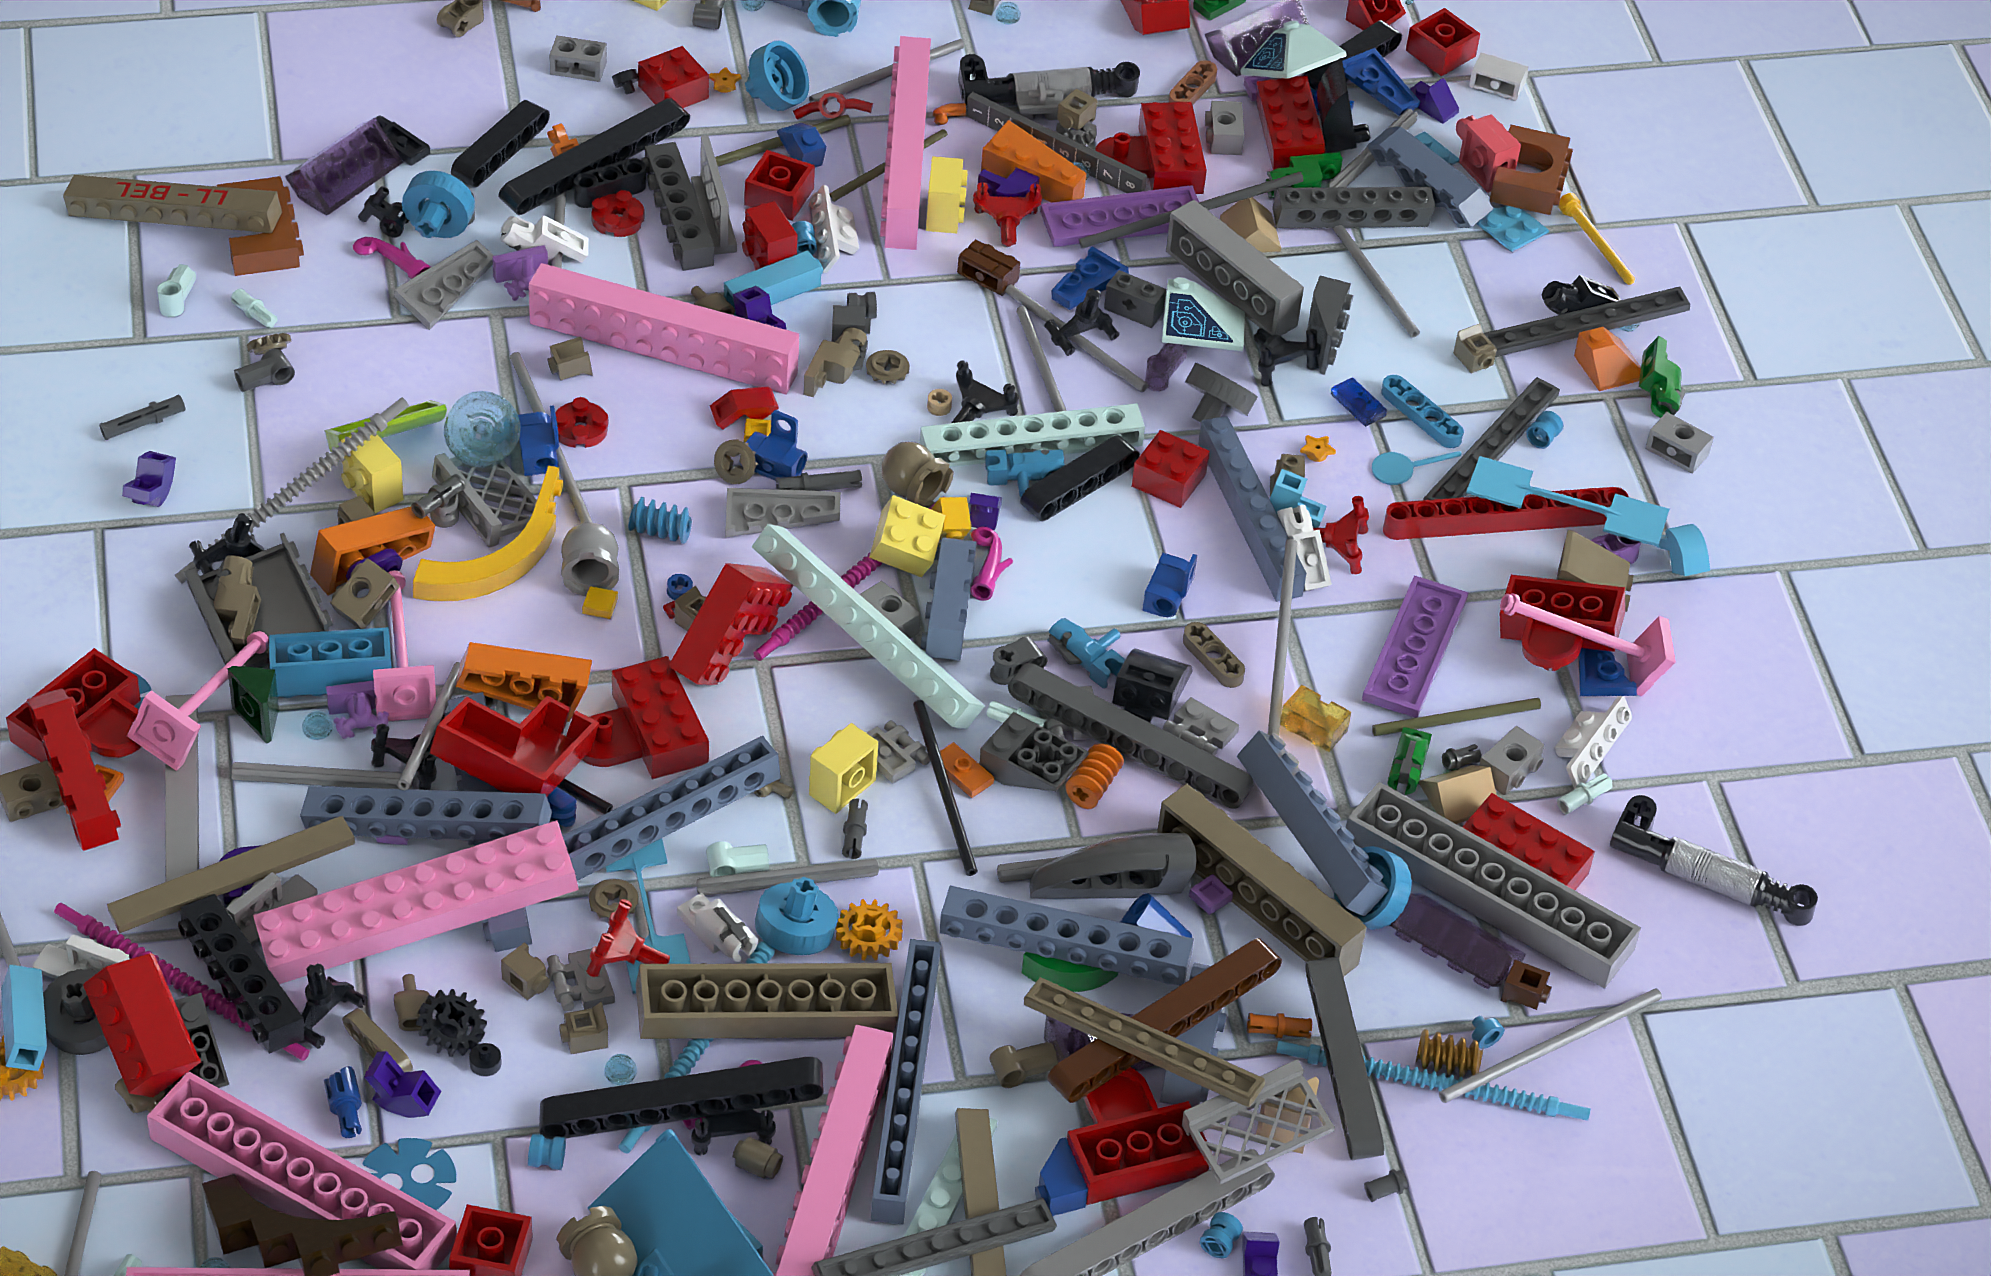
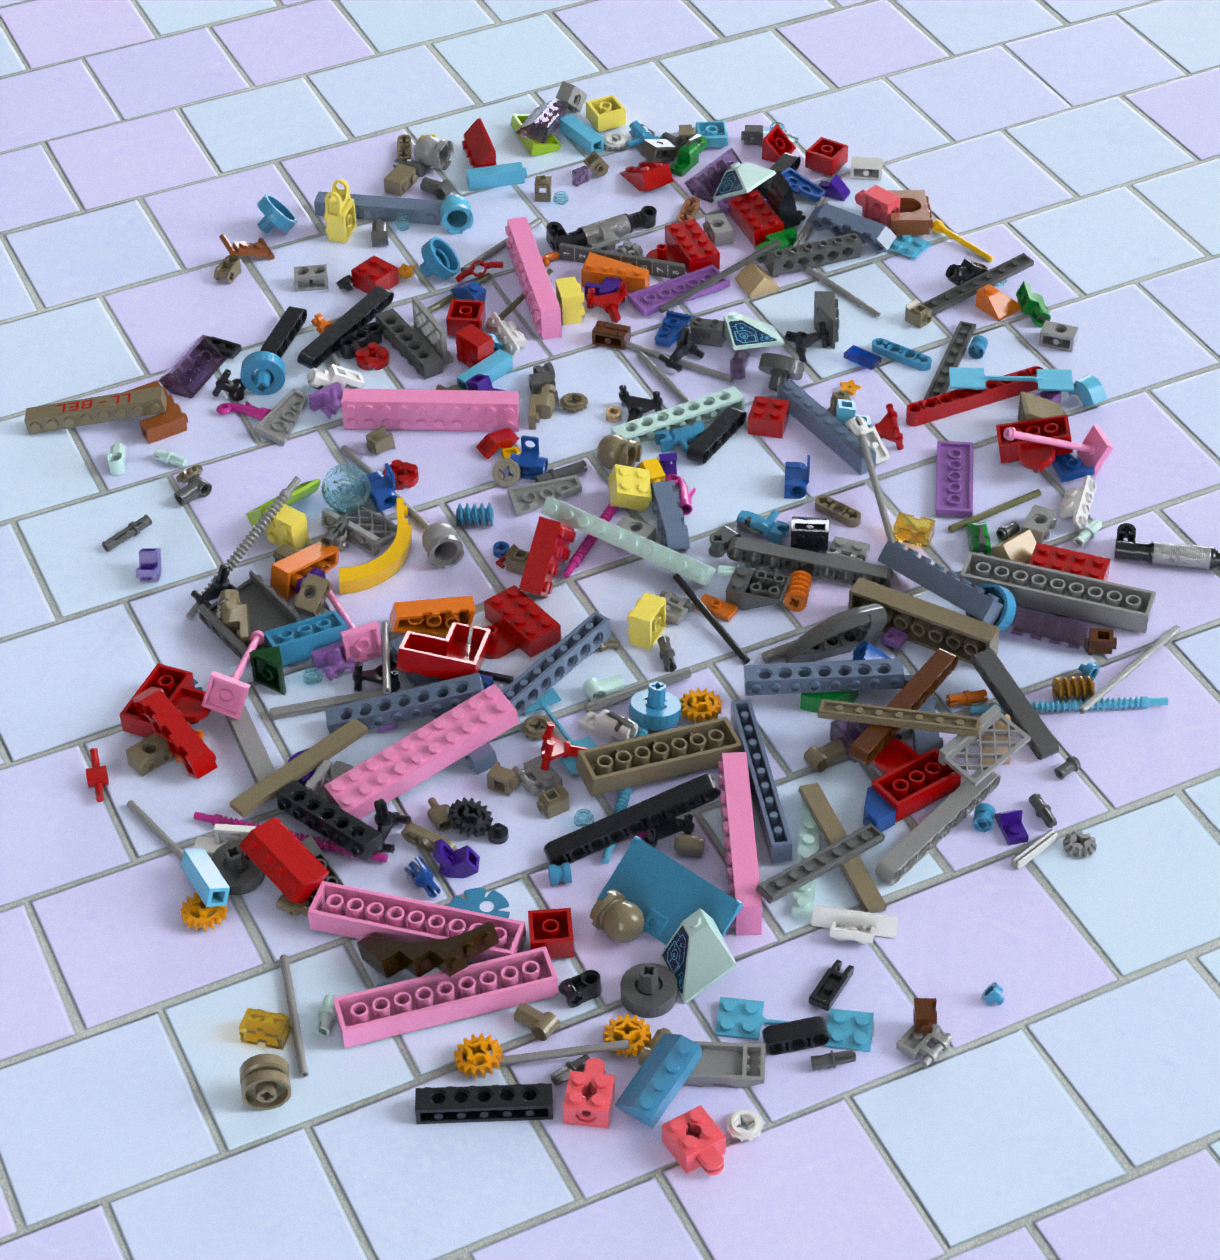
camera: 10 degrees left, 5 degrees down
(600, 602) = (456, 569): yellow tile -> none
(1074, 116) = (626, 242): dark tan brick -> none
(1234, 268) = (759, 301): light grey brick -> none
(1397, 468) = (901, 388): medium azure piece -> none

